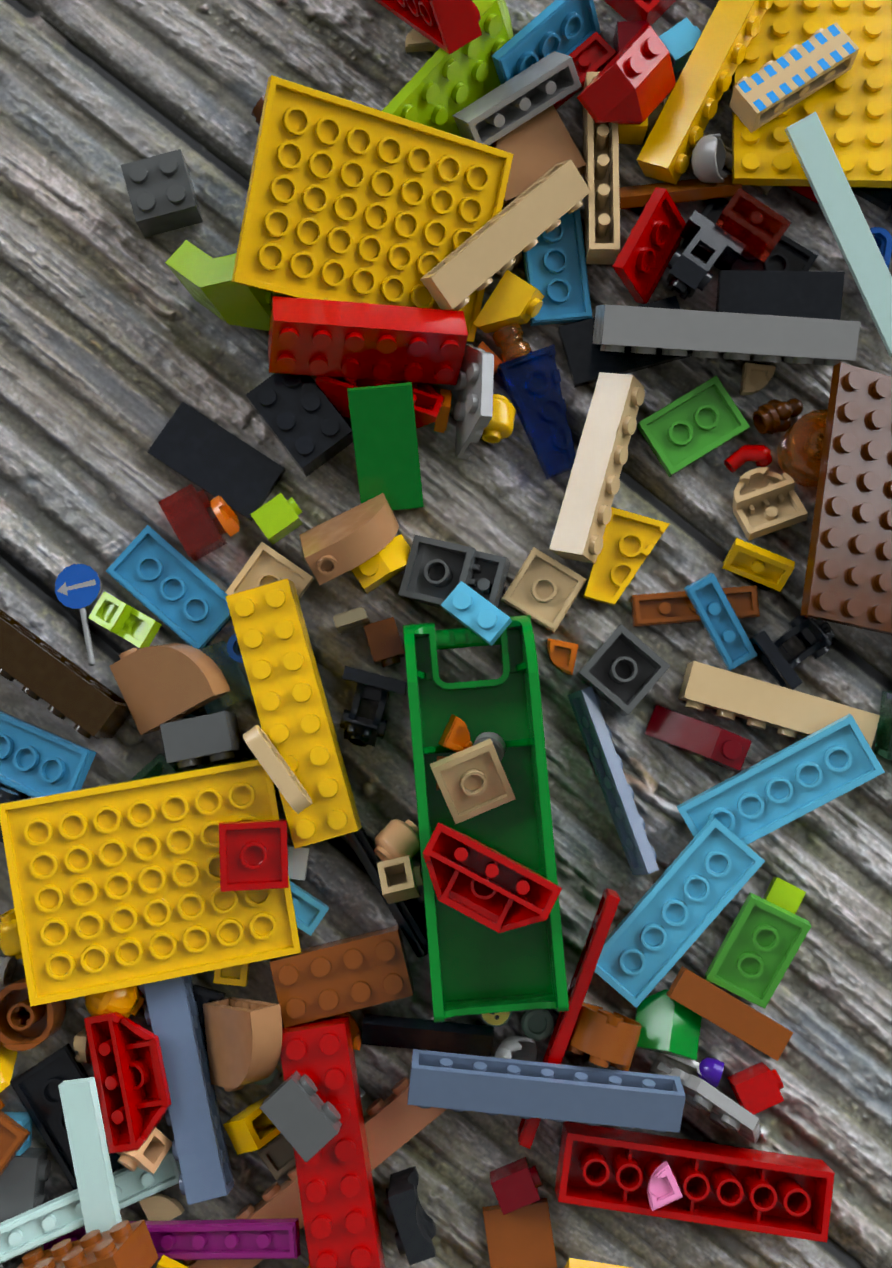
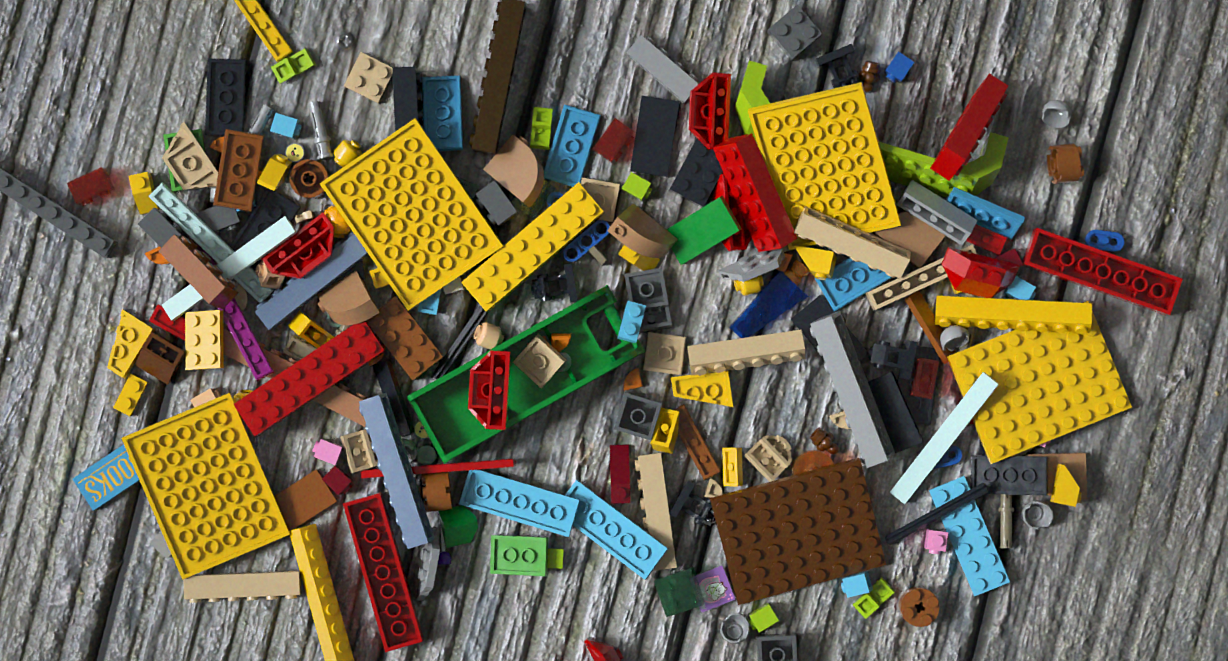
camera: 70 degrees right, 5 degrees up
(77, 589) = (547, 93): blue piece -> none
(122, 403) = (661, 68): none -> light grey brick
(212, 354) = (710, 109): none -> red wedge
(225, 515) = (625, 157): orange tile -> none
(230, 154) = (836, 59): none -> black tile
(253, 855) = (448, 262): red plate -> none
(277, 769) = (499, 254): tan beam -> none
(282, 64) = (898, 68): none -> blue brick
(302, 1115) = (331, 349): dark grey brick -> none
(313, 617) = (591, 232): none -> blue beam
(384, 642) = (594, 278): reddish brown brick -> none
(399, 879) = (470, 345): tan brick -> none
(412, 1222) = (292, 435): black brick -> none
(442, 418) = (750, 248): orange tile -> none
(463, 1180) = (327, 451): none -> bright pink brick
(484, 1134) = (359, 451): none -> tan slope
(613, 783) = (571, 442): sand blue plate -> none
(650, 246) = (887, 326): red plate -> none
(662, 1187) = (375, 554): bright pink tile -> none
(663, 638) = (666, 431): none -> yellow slope
(693, 426) = (796, 396): bright green plate -> none
(720, 621) = (690, 459): dark azure tile -> none
(729, 1013) = (478, 555): dark orange tile -> none
(751, 453) = (795, 434): red arm -> none
(757, 1088) = (446, 587): red brick -> none
(780, 609) = (713, 489): none -> tan tile
(793, 76) = (1020, 363): tan brick -> none

